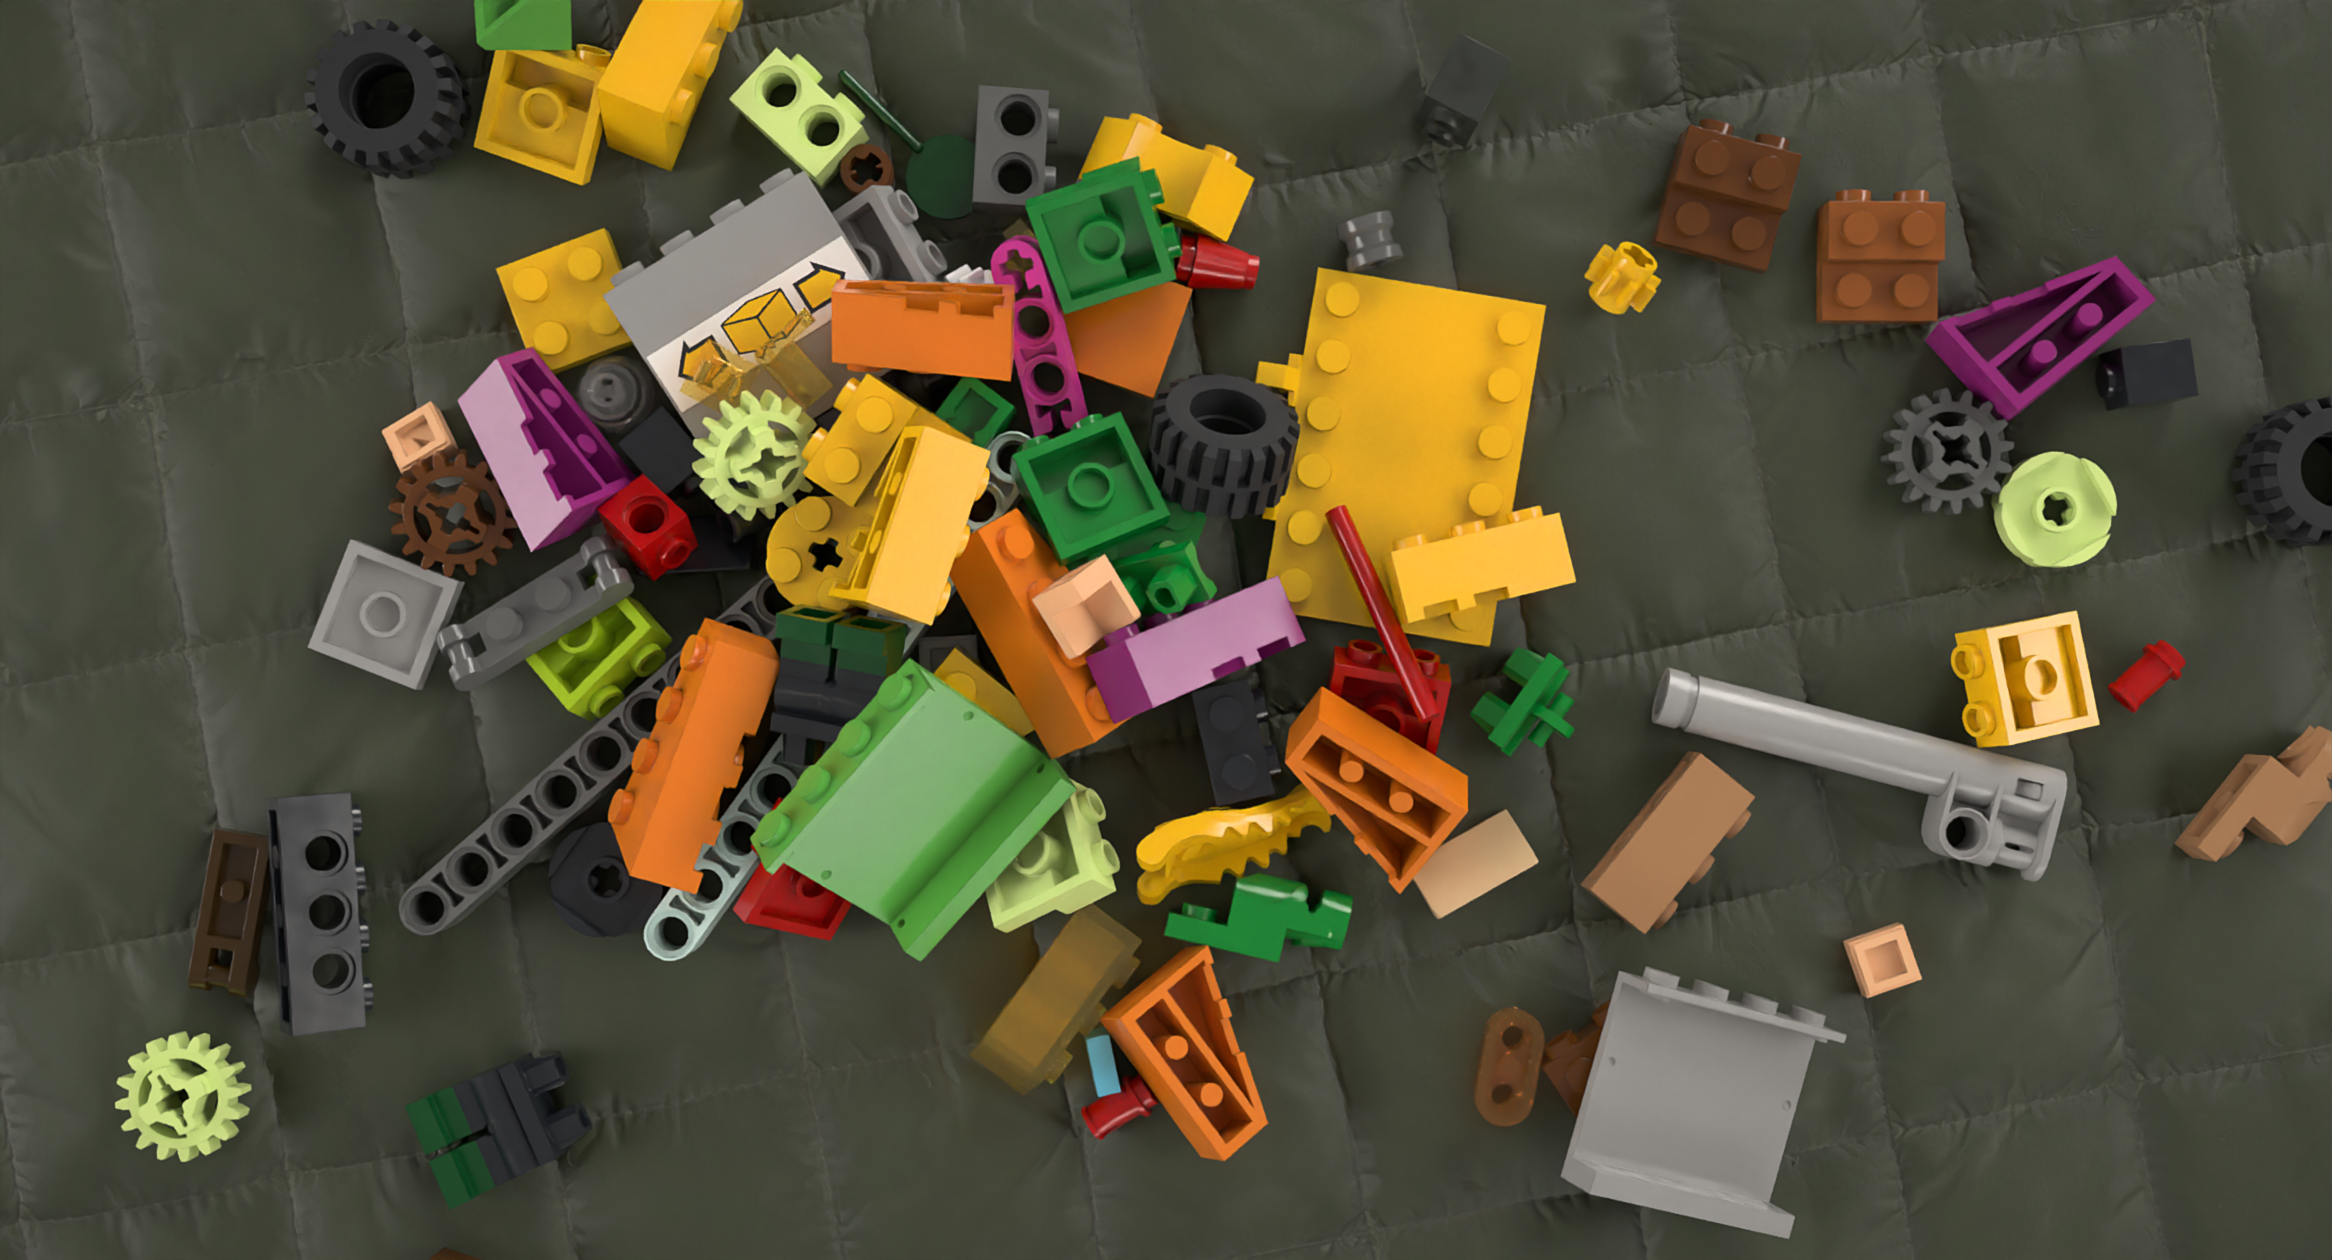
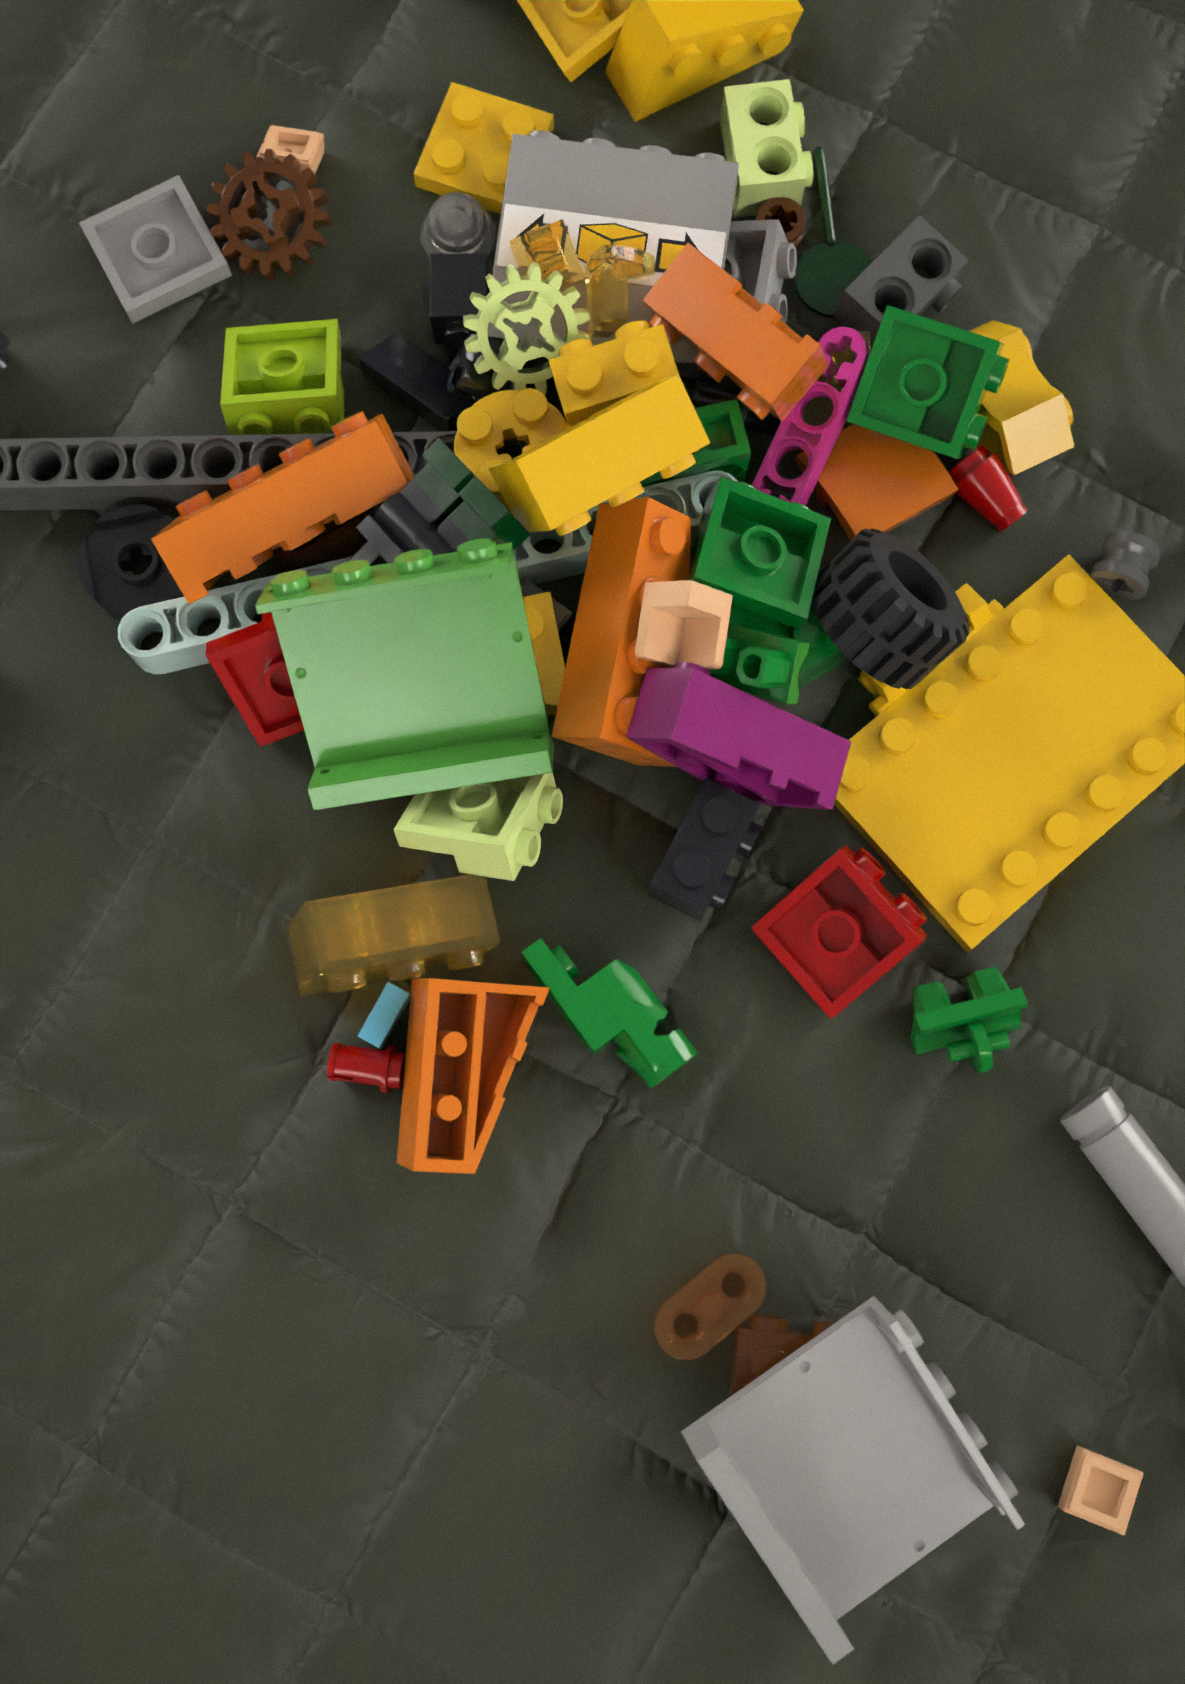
camera: 40 degrees right, 10 degrees down
(536, 614) = (260, 326): dark grey plate -> none
(541, 448) = (372, 220): magenta wedge -> none
(641, 509) = (398, 329): red brick -> none
(1222, 842) = (628, 919): yellow animal -> none
(1377, 783) = (795, 972): orange wedge -> none
(1383, 614) = (909, 846): red bar -> none
(1474, 864) = (815, 1112): tan slope -> none
(1477, 565) = (1018, 866): yellow wedge -> none
(1669, 842) = (997, 1232): medium nougat brick -> none

